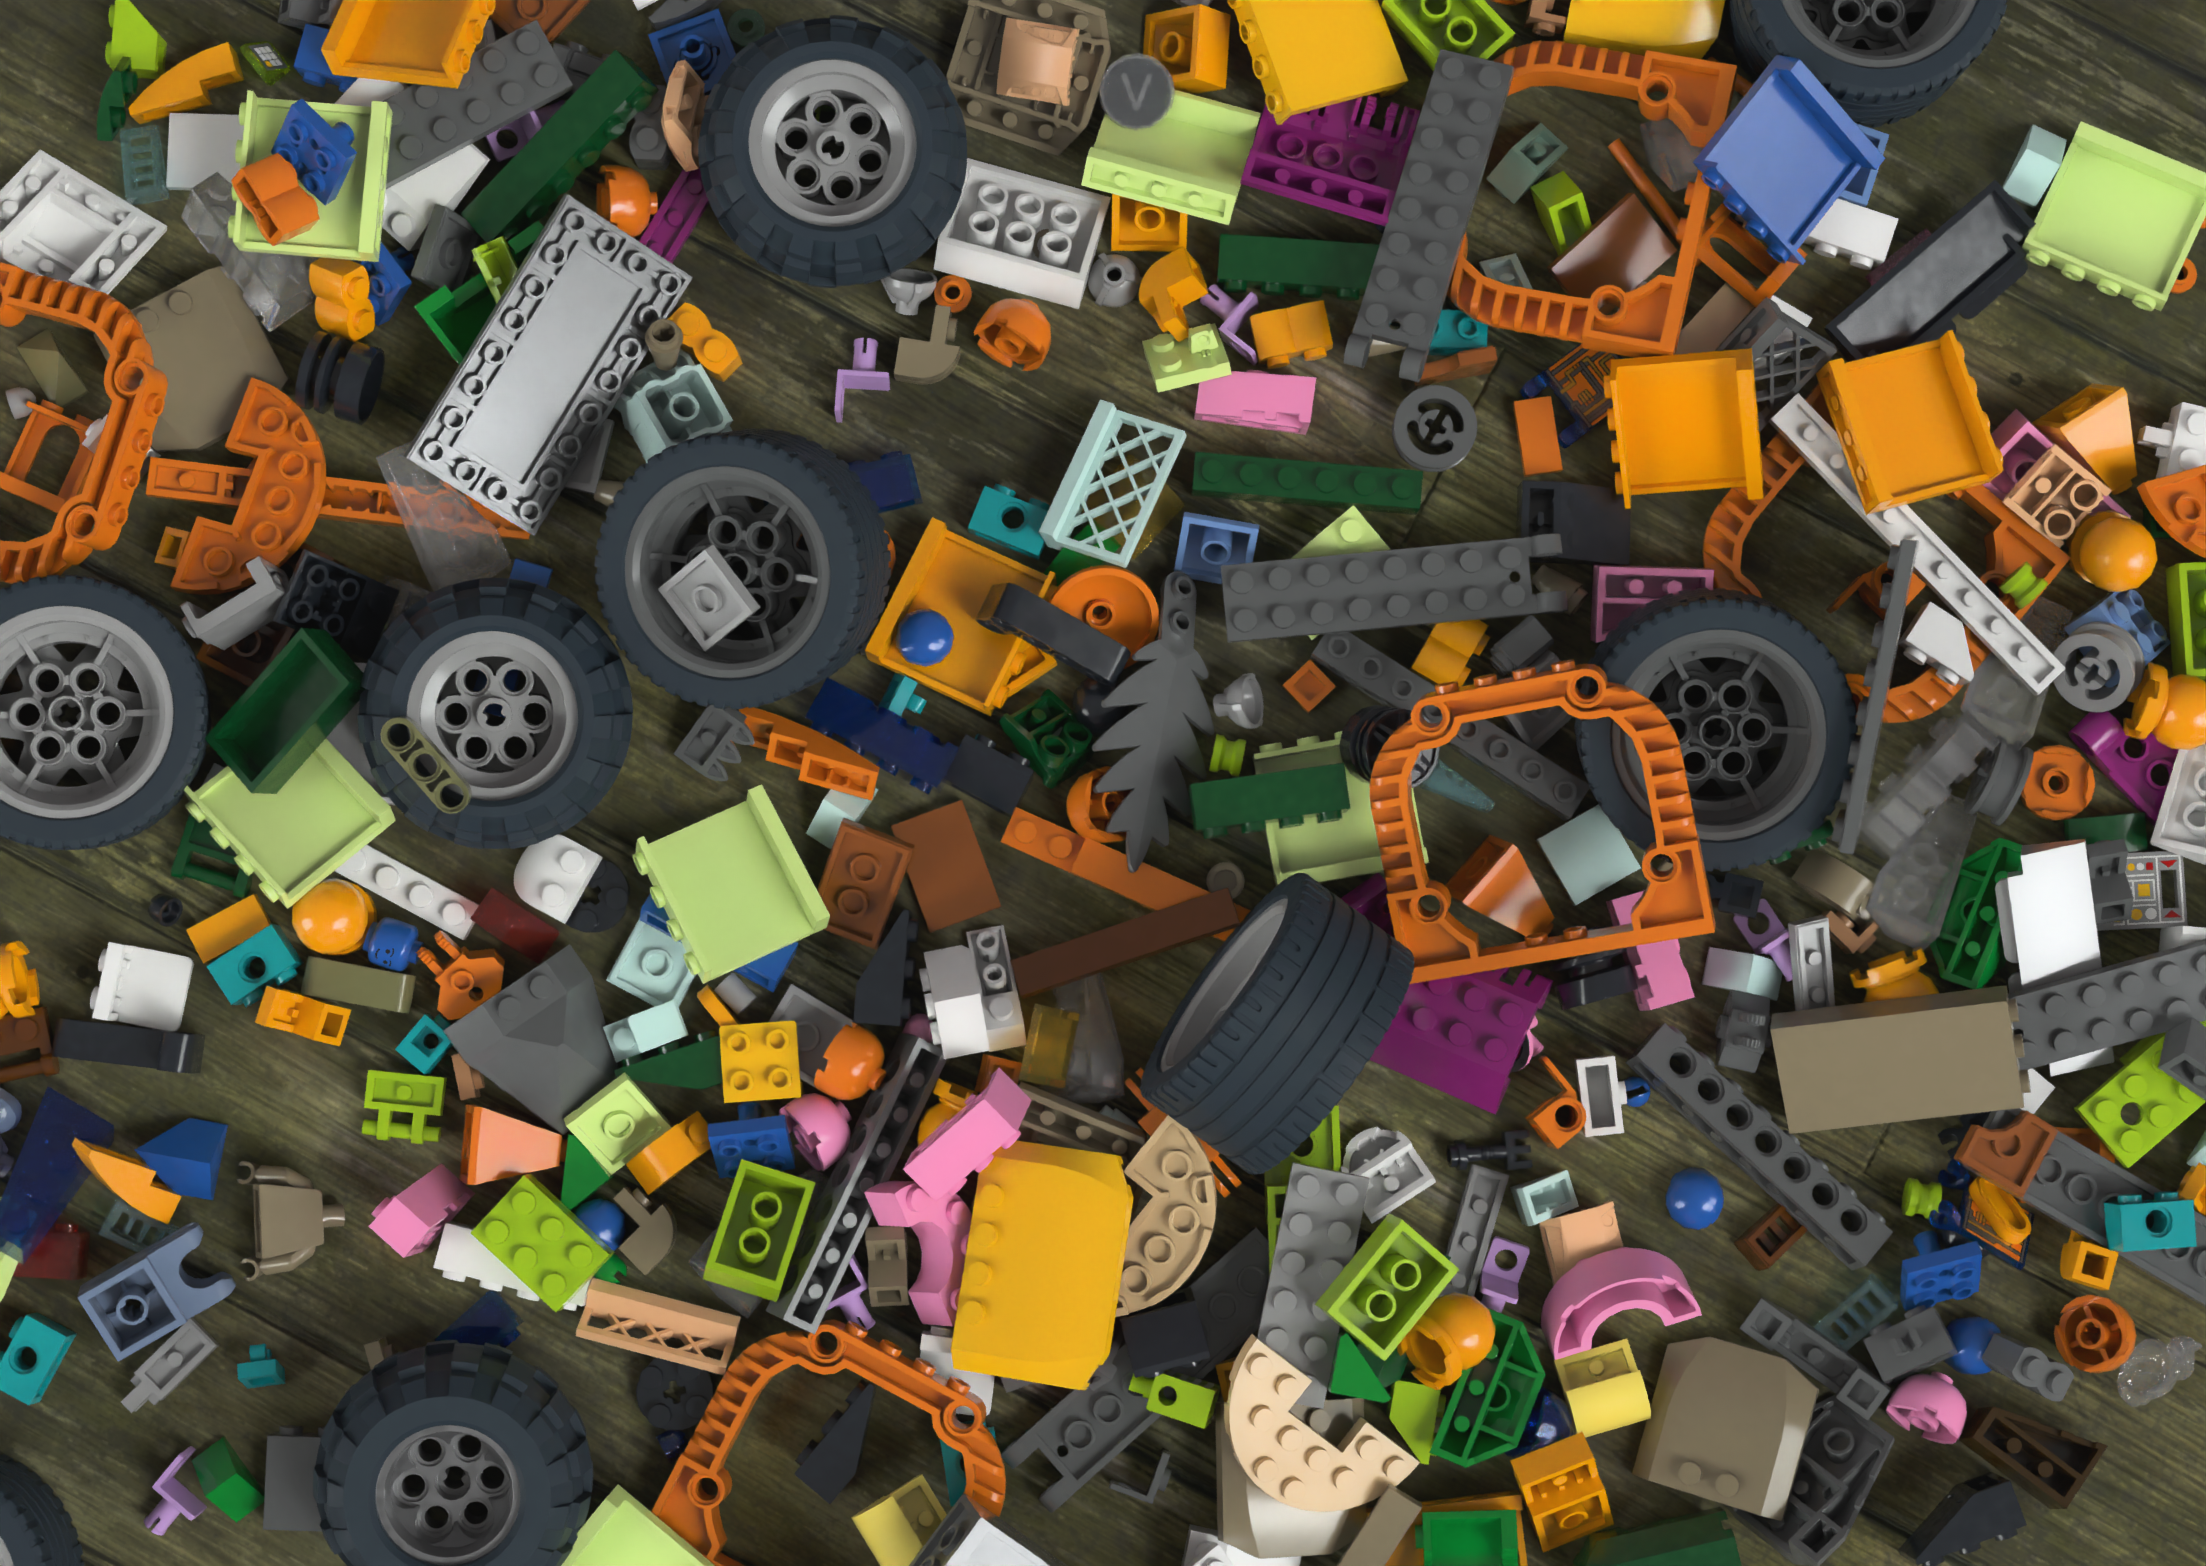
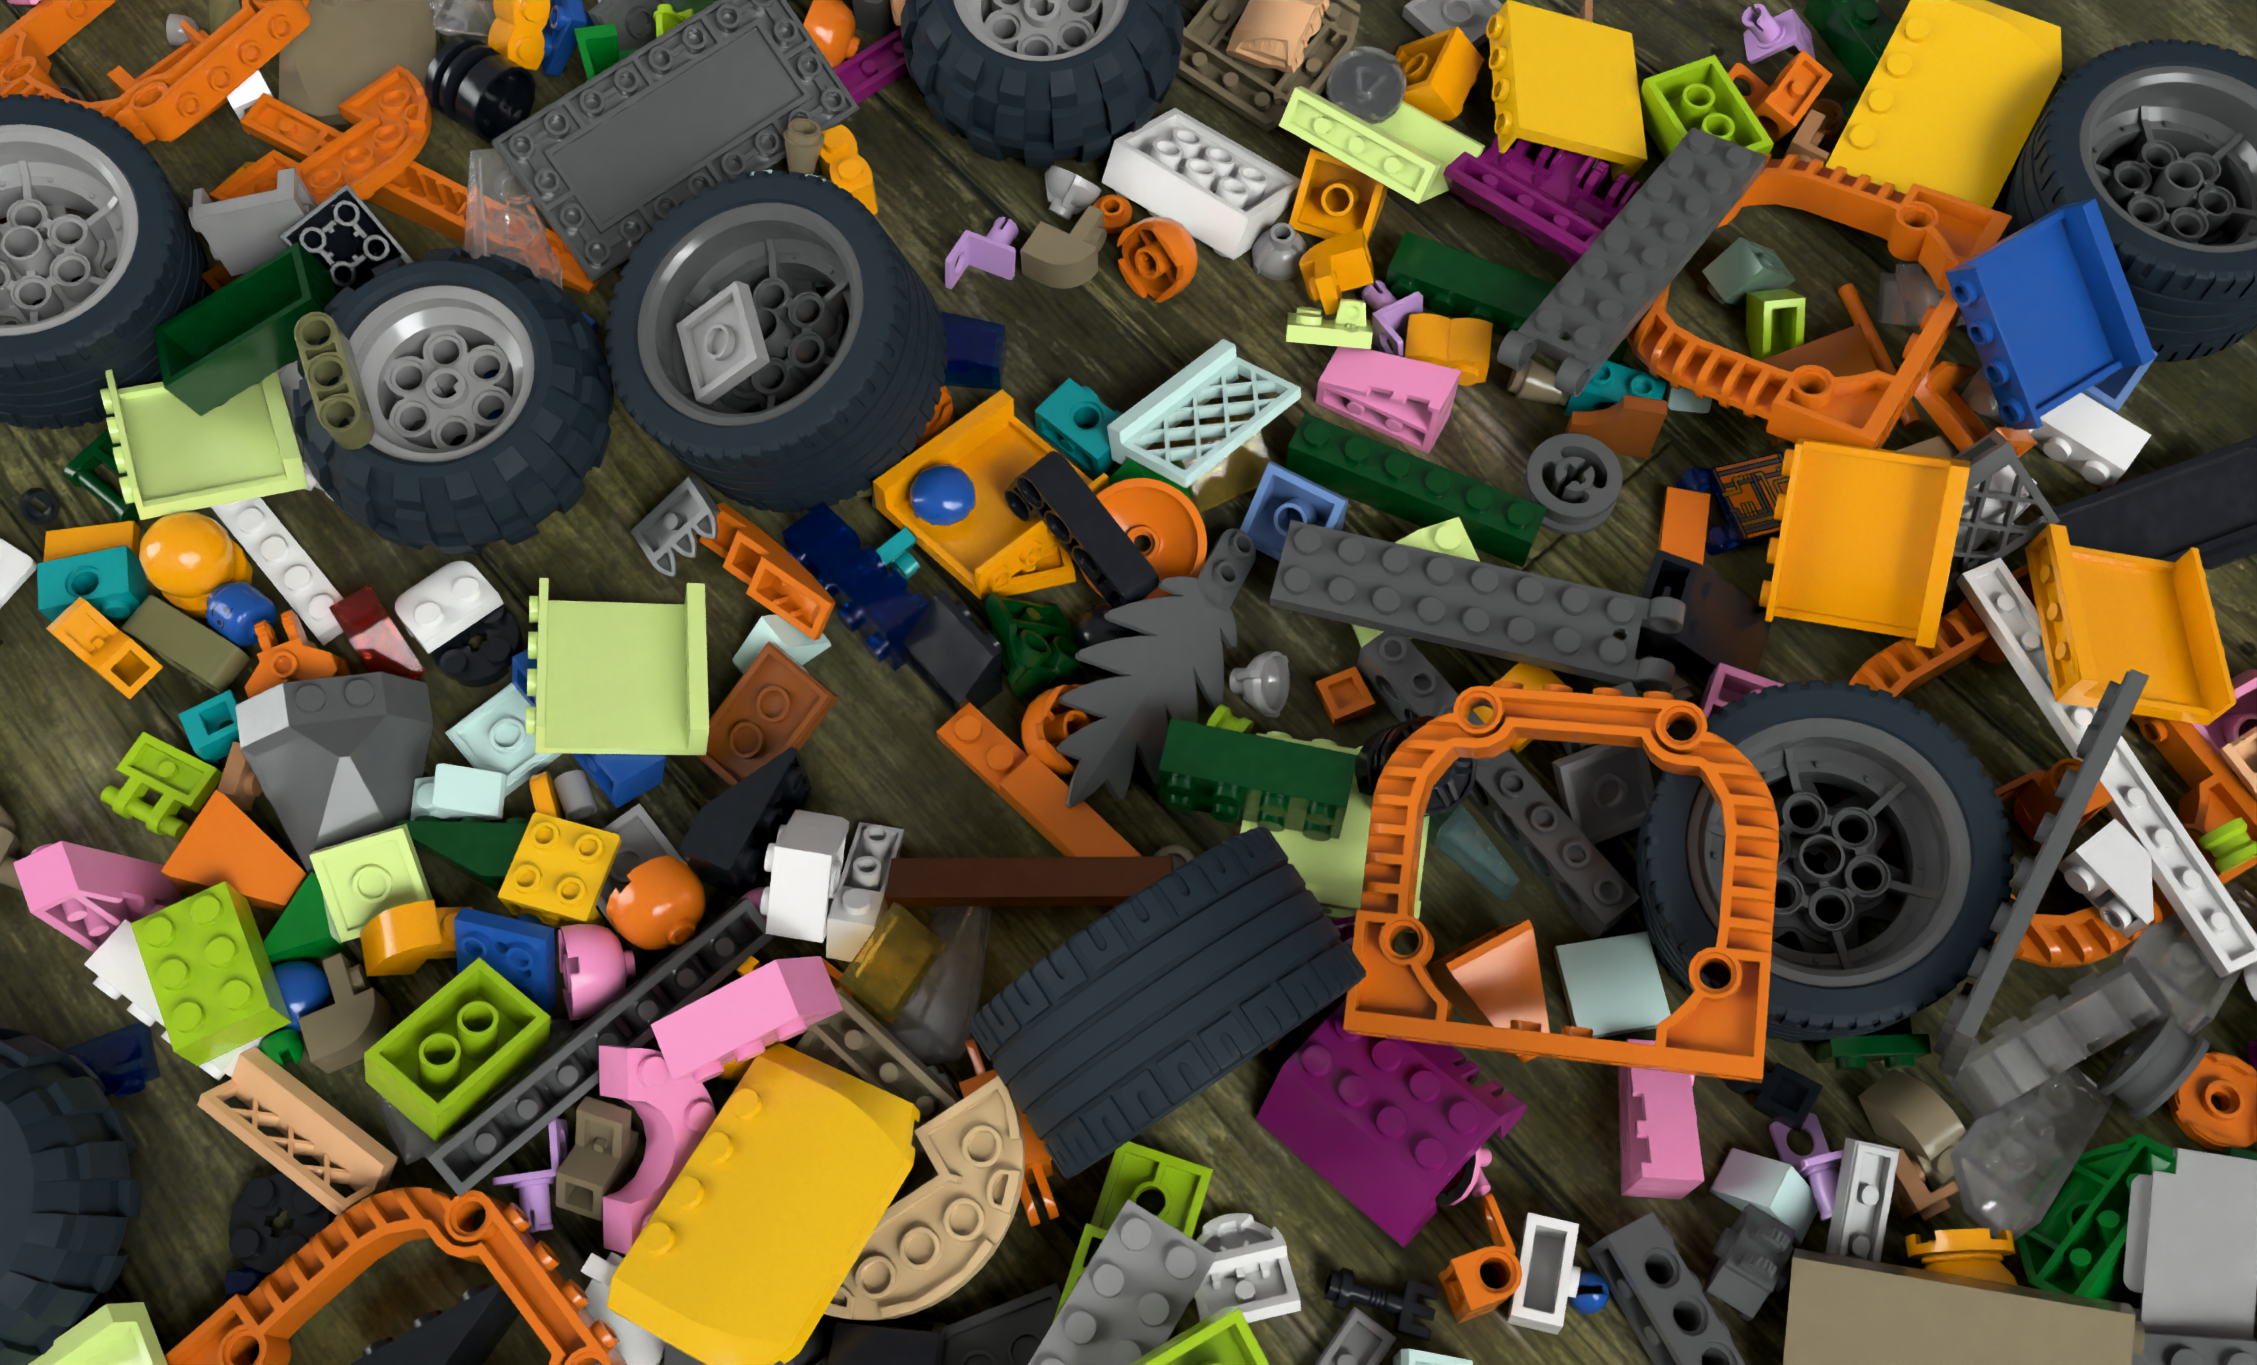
camera: 25 degrees right, 20 degrees down
(947, 866) = (868, 746): dark orange tile -> none
(1593, 978) = (1577, 1112): black wheel -> none

